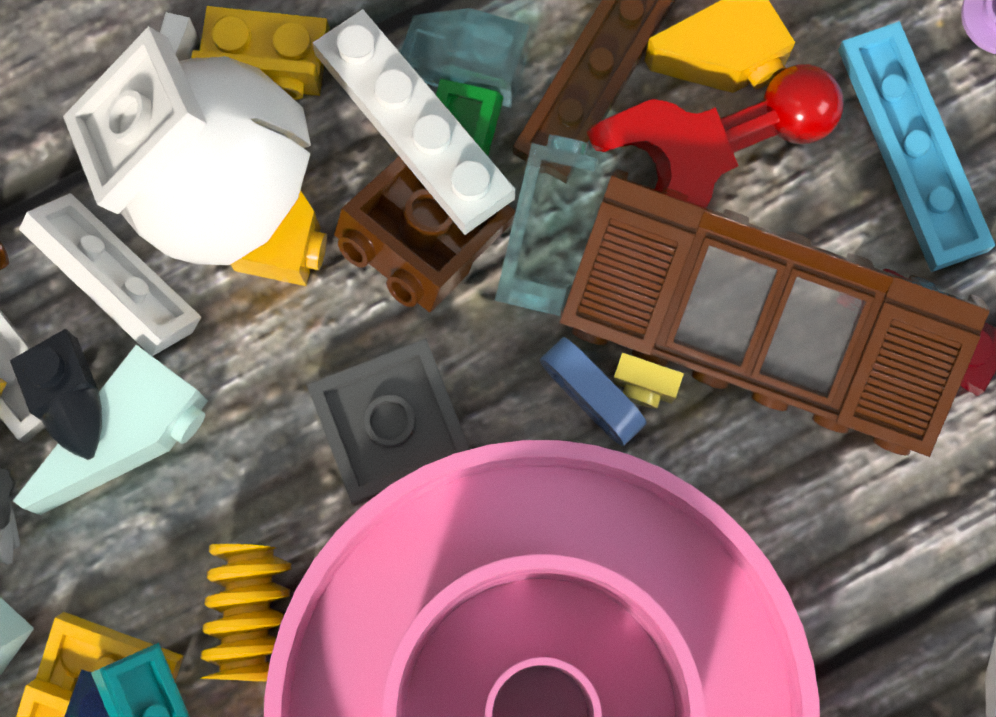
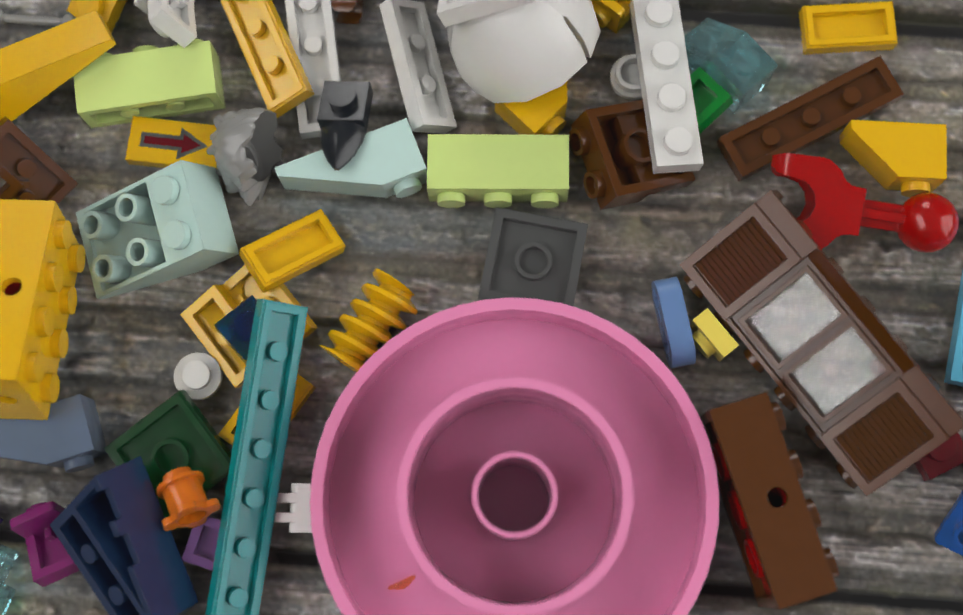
camera: 35 degrees right, 0 degrees up
(95, 585) = (292, 250): none -> yellow tile
(281, 339) = (498, 169): none -> yellowish green brick
(363, 141) = (625, 78): none -> white plate
(513, 285) = (664, 223): clear light blue panel -> none
(830, 537) = (767, 504): none -> reddish brown brick

